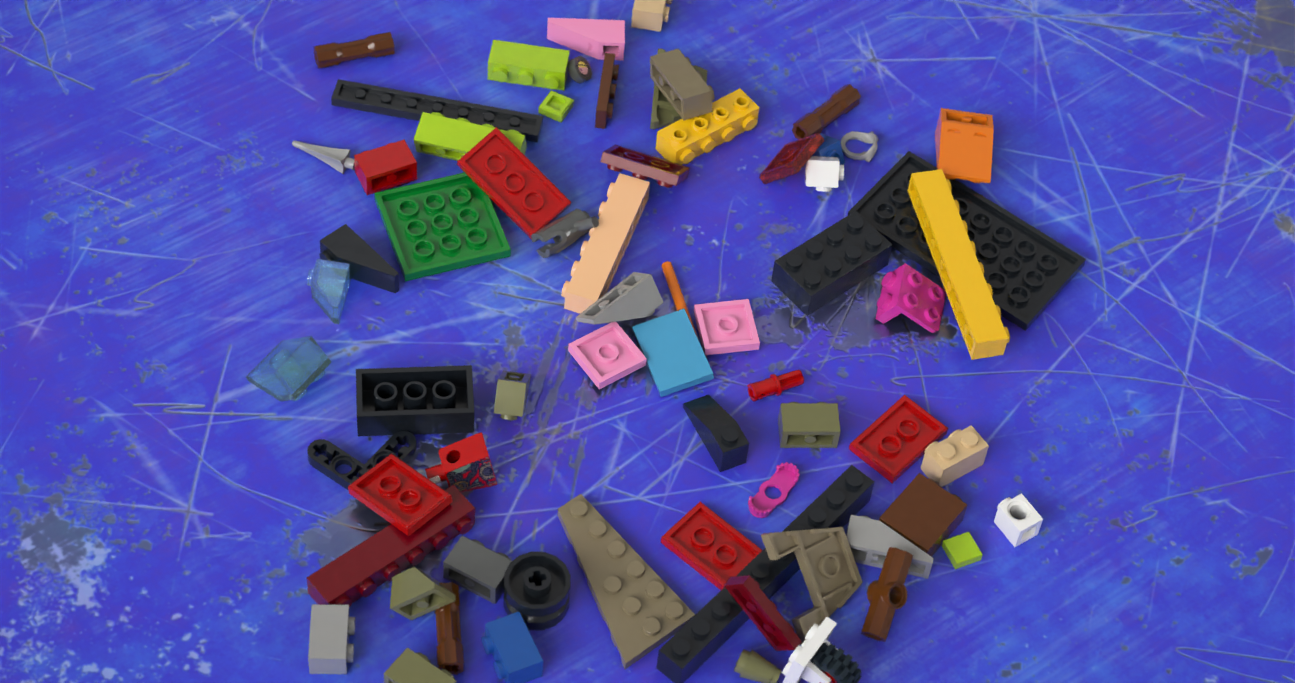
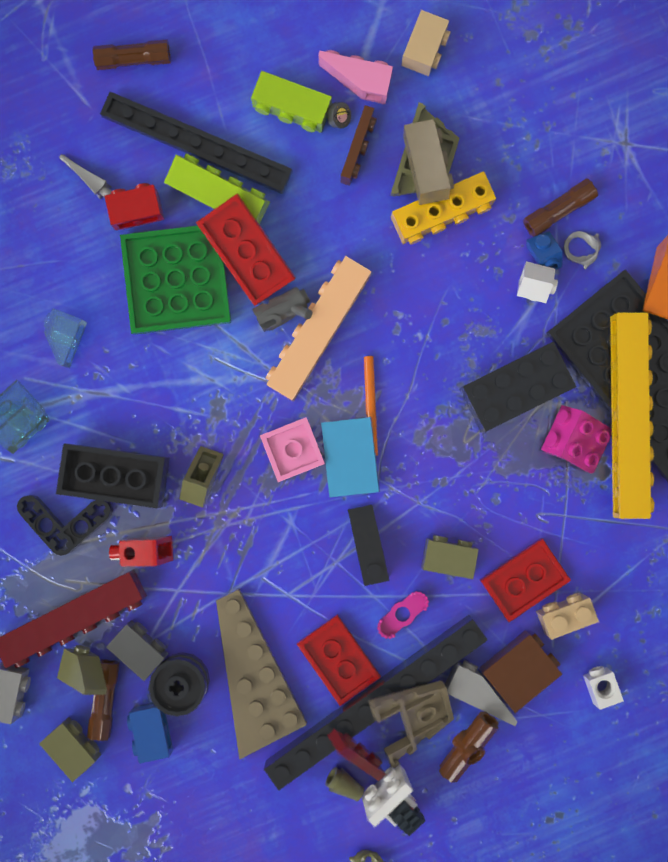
camera: 20 degrees right, 35 degrees up
(365, 263) = (87, 301): black slope -> none
(400, 494) = (82, 574): red tile -> none
(556, 106) = (308, 153): lime tile -> none
(630, 299) = (314, 406): light grey slope -> none
(644, 166) = (372, 247): plate -> none
(726, 327) = (404, 438): bright pink plate -> none
(775, 385) = (433, 507): red axle -> none
(791, 158) = (511, 264): clear red plate -> none
(962, 550) = (547, 703): lime tile -> none

